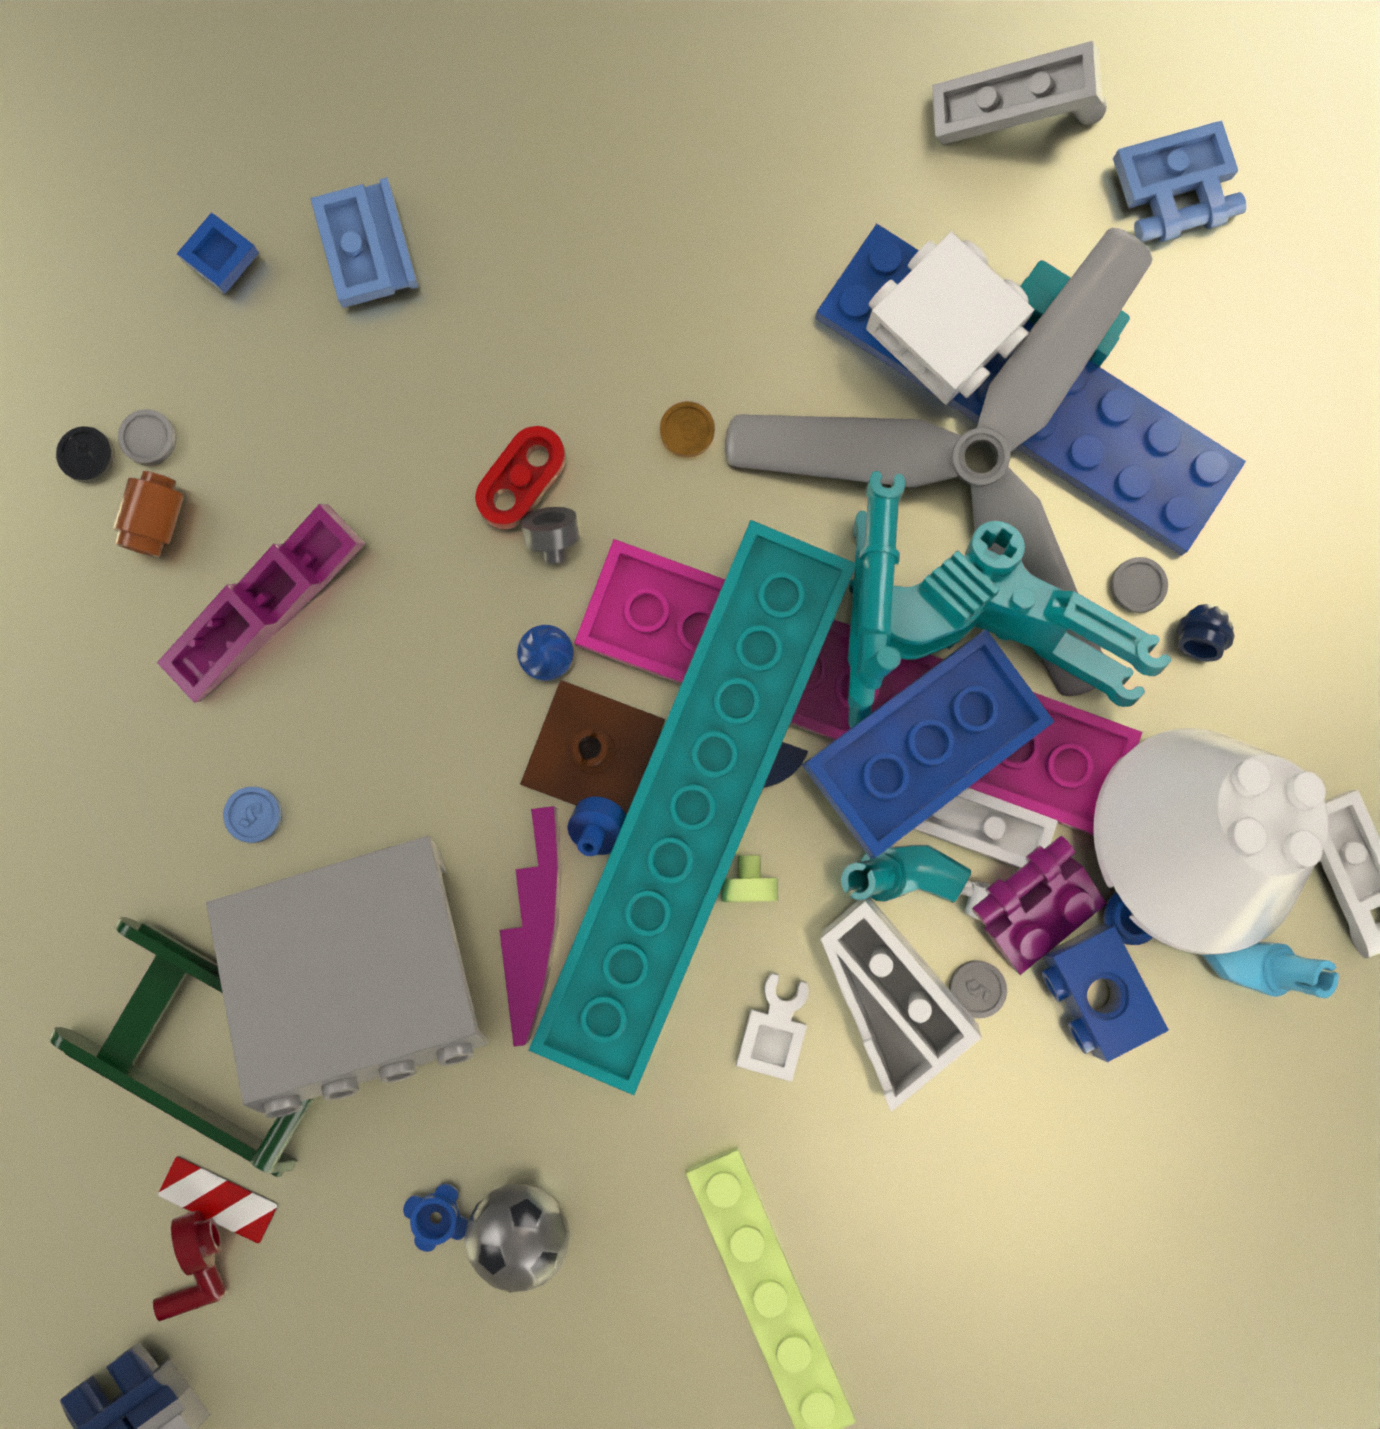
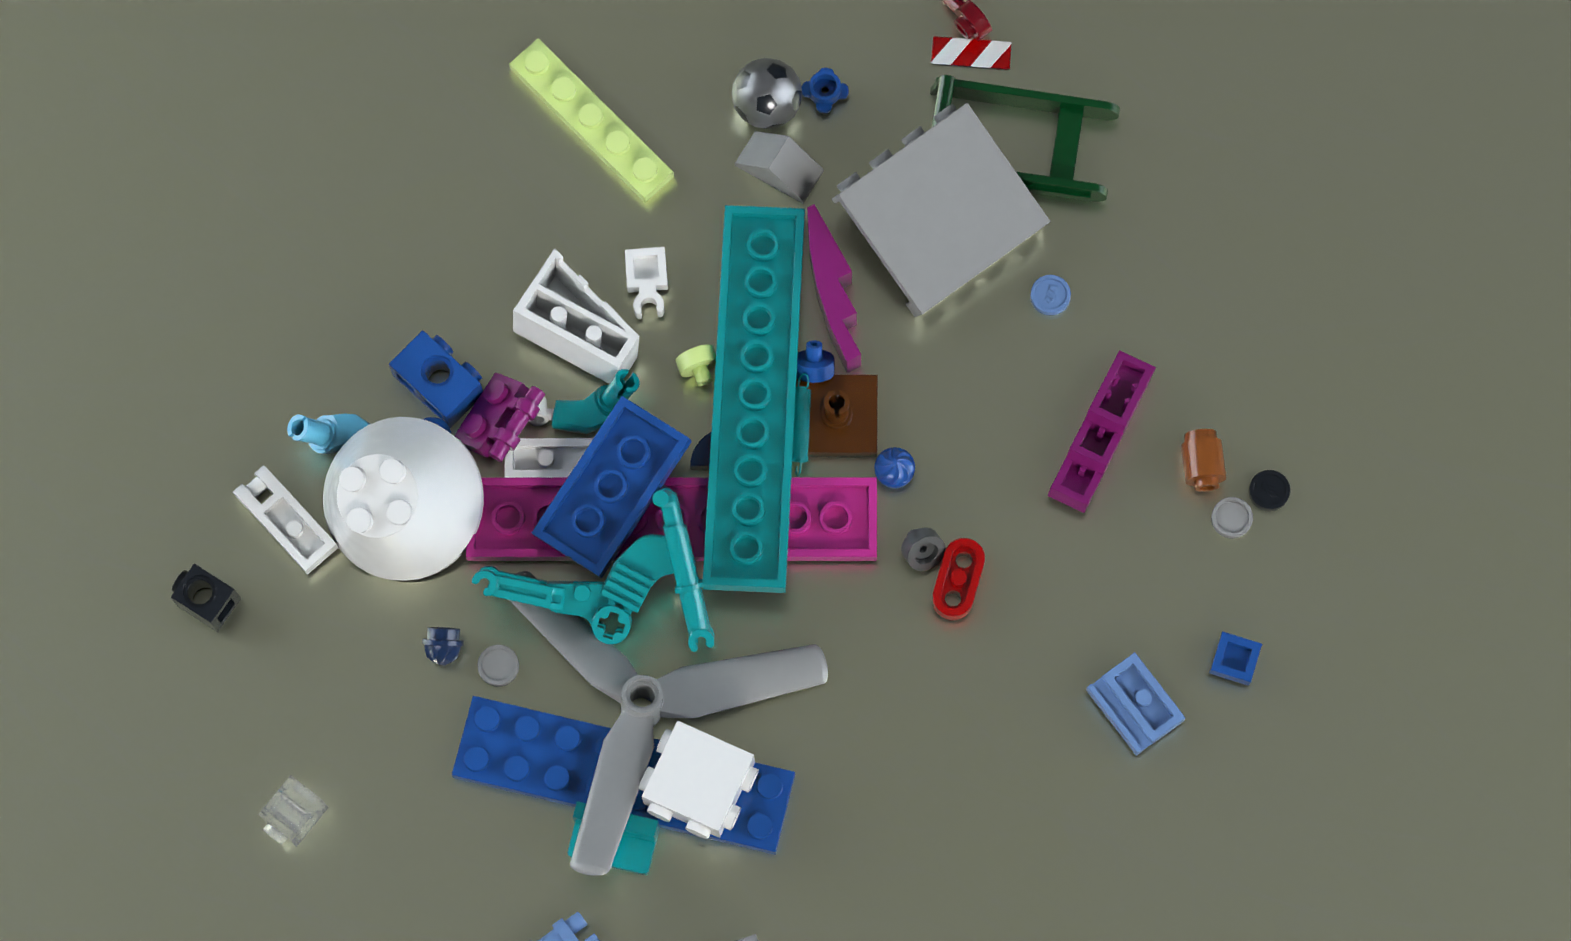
camera: 165 degrees right, 10 degrees down
(538, 1131) = (780, 164): none -> light grey slope
(644, 747) = (801, 424): none -> teal piece
(687, 429) = (856, 660): pearl gold piece -> none
(979, 988) = (519, 356): light grey piece -> none

